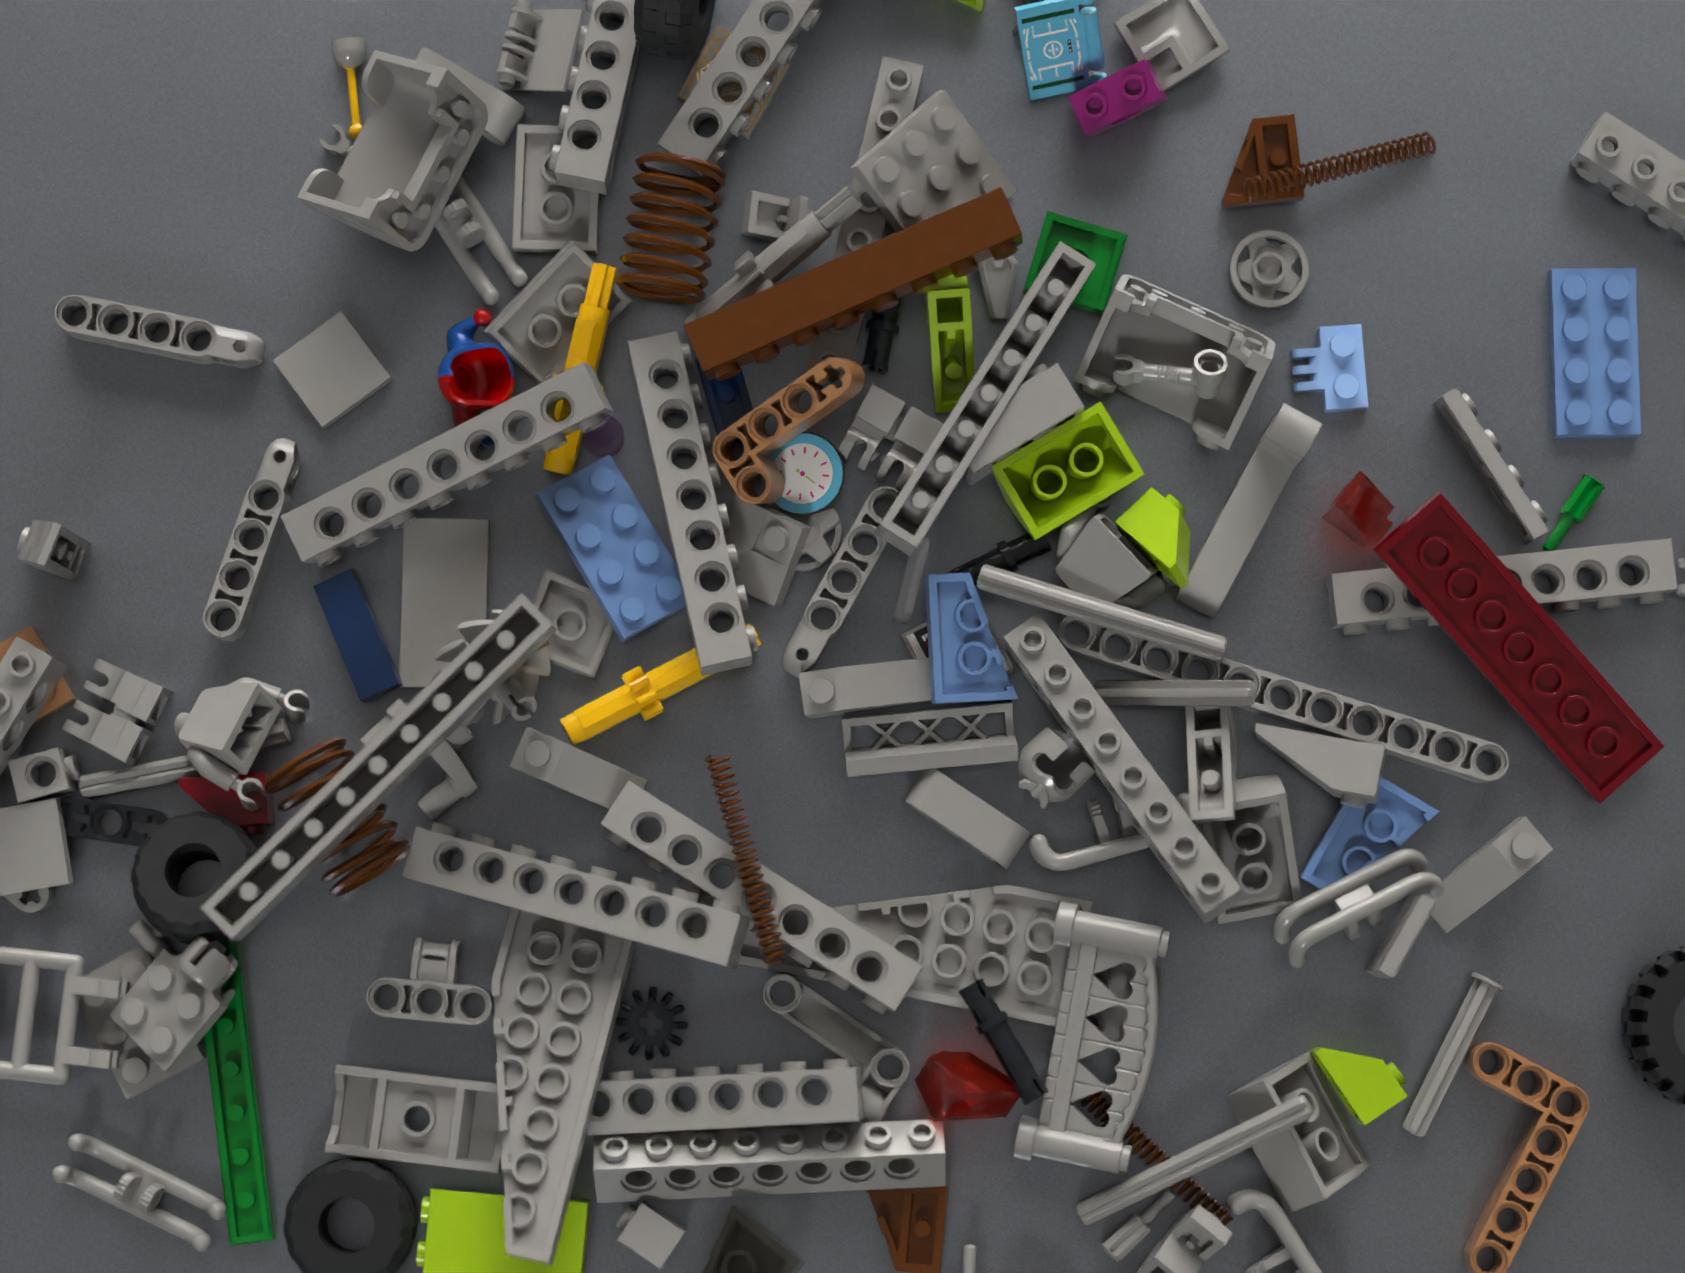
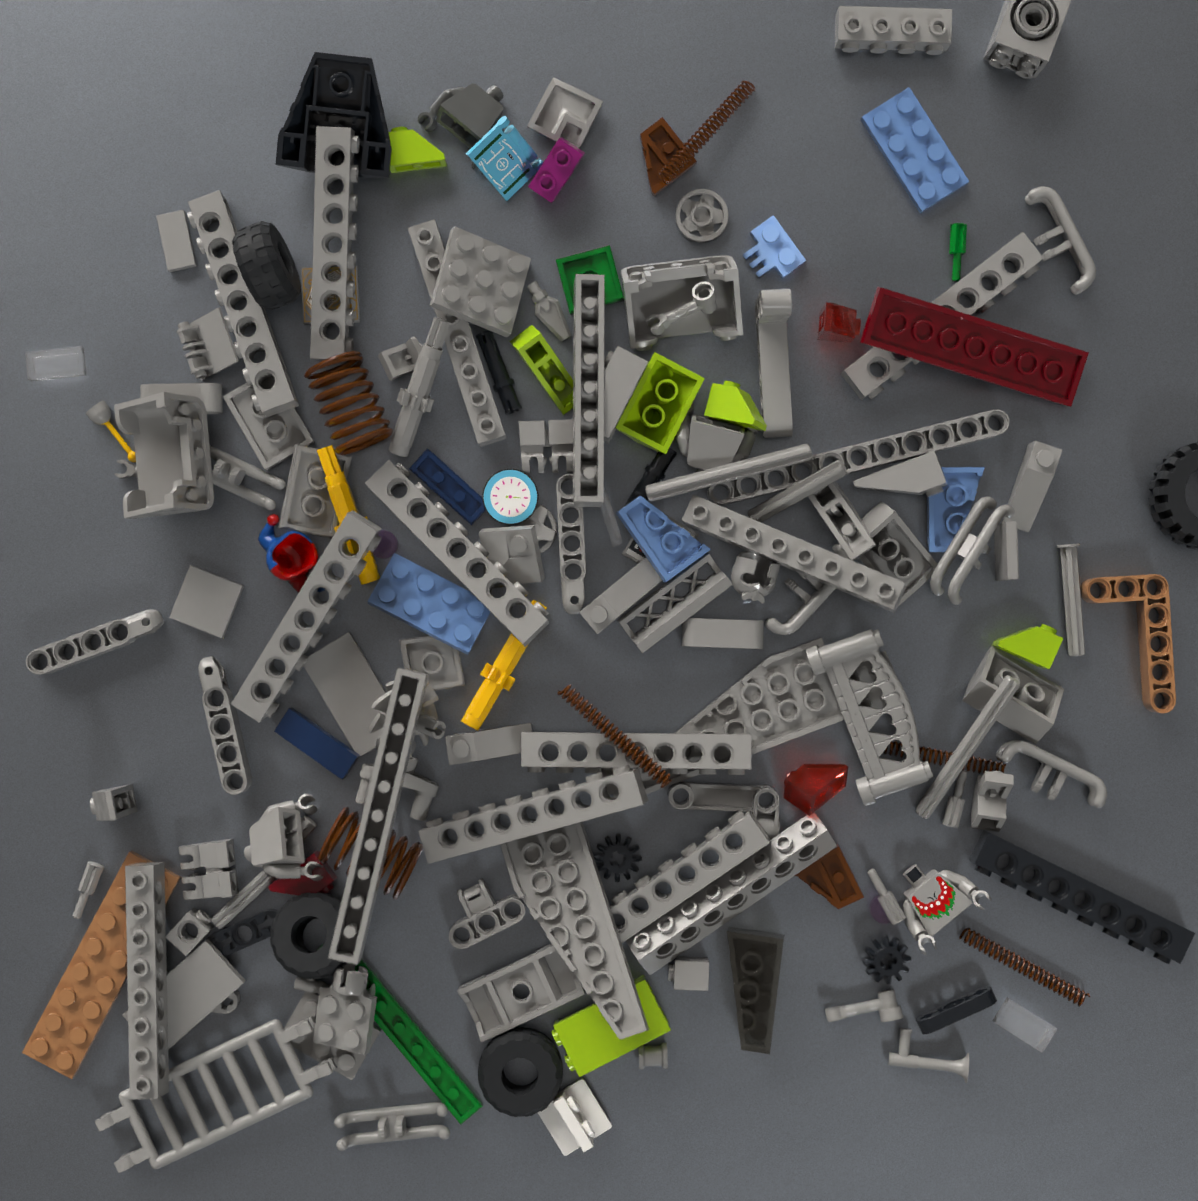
camera: 30 degrees left, 5 degrees up
(791, 423) = (486, 472): medium nougat beam -> none
(855, 284) = (474, 371): reddish brown brick -> none
(1003, 1041) = (821, 747): black pin -> none
(1501, 479) = (907, 256): light grey plate -> none

